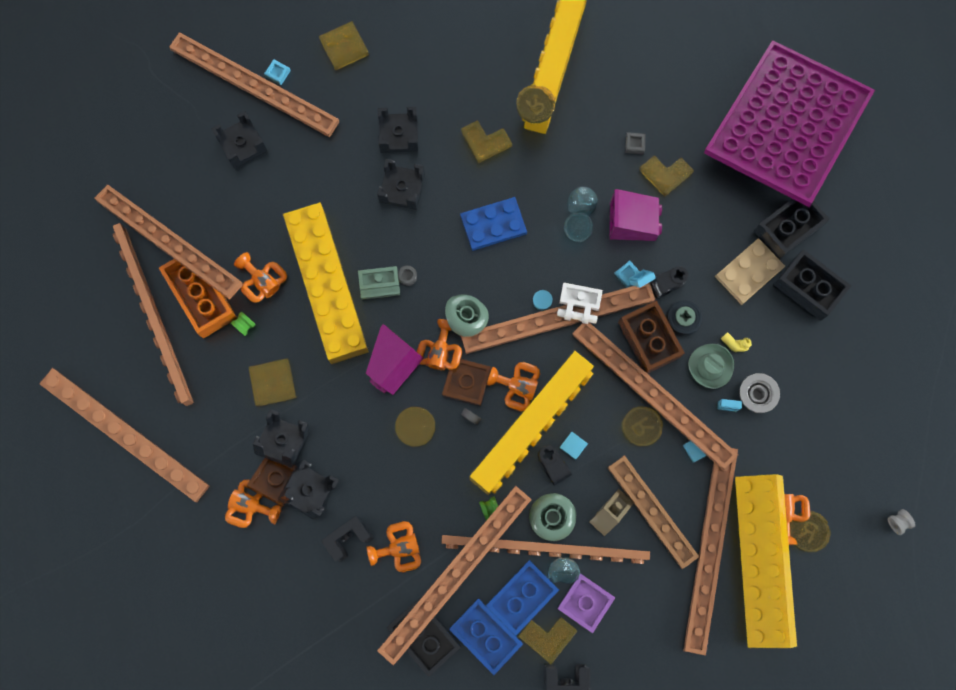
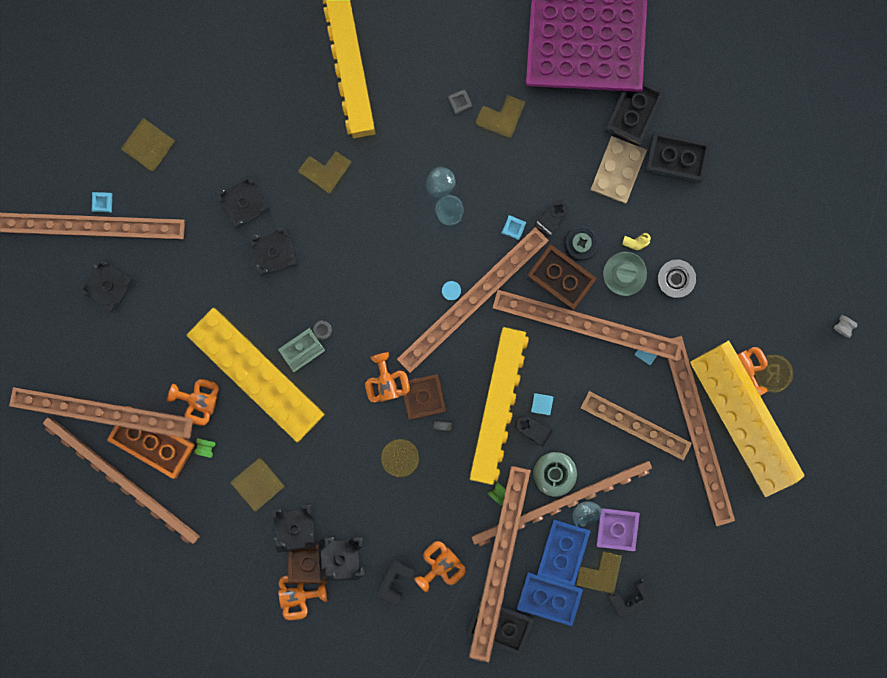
camera: 25 degrees left, 10 degrees up
(124, 435) = (157, 594): nougat plate -> none
(391, 361) = (351, 414): magenta slope -> none
(466, 315) = (393, 340): sand green hat -> none
(493, 223) = (372, 243): blue plate -> none
(518, 385) = (469, 377): orange piece -> none
(535, 104) = (356, 122): clear yellow tile -> none
(580, 297) = (482, 274): white plate -> none
(611, 512) = (602, 444): dark tan slope -> none
(634, 216) = (494, 174): magenta slope -> none
(641, 278) = (528, 228): medium azure tile -> none
(642, 426) = (592, 356): clear yellow tile -> none
(729, 405) = (656, 301): medium azure tile -> none

